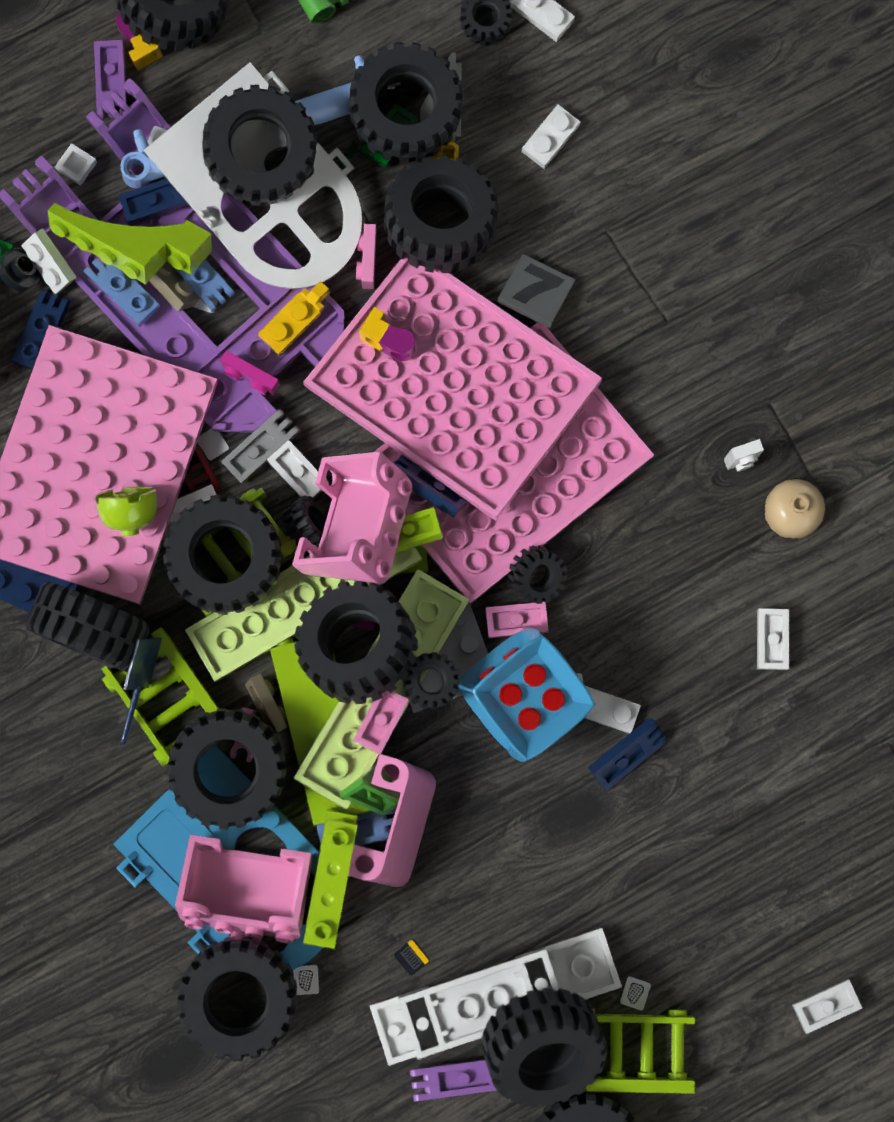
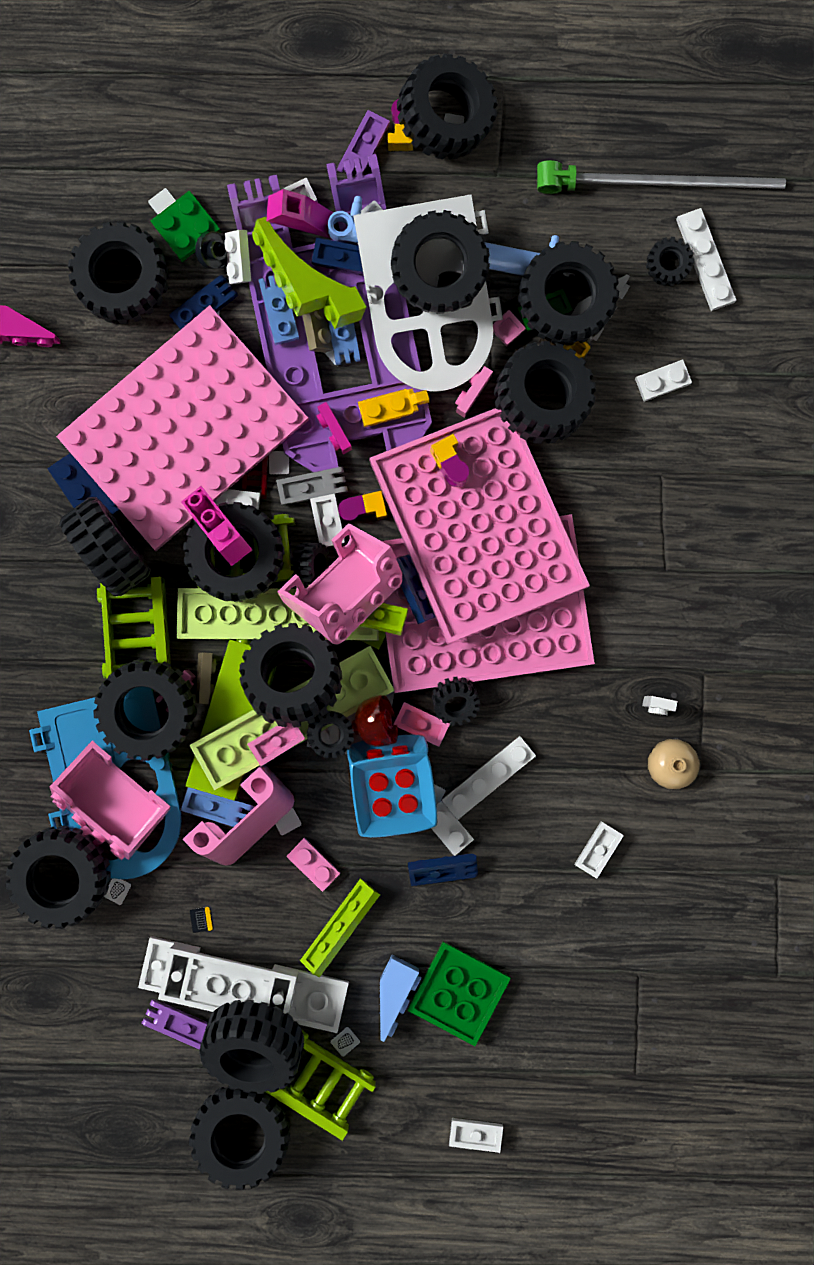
camera: 35 degrees right, 5 degrees up
(85, 180) = (298, 212): none -> dark pink slope
(127, 509) = (183, 476): lime cylinder -> none
(140, 674) = (124, 603): dark blue piece -> none
(191, 534) = (216, 526): none -> dark pink slope
(325, 435) = (362, 505): none -> leg
(330, 878) = (172, 834): lime fence -> none
(365, 174) = (508, 328): none -> bright pink plate
(371, 796) = (232, 788): bright green slope -> none
(441, 802) = (288, 822): none -> white sticker
(469, 642) = (375, 723): none -> clear red cylinder
(492, 829) = (313, 864): none -> bright pink plate
(536, 291) = (581, 490): dark grey tile -> none
(559, 877) = (339, 928): none -> lime plate
(617, 633) = (488, 777): none -> white plate
(651, 902) = (395, 985): none -> light blue slope
(721, 871) = (458, 993): none -> green plate

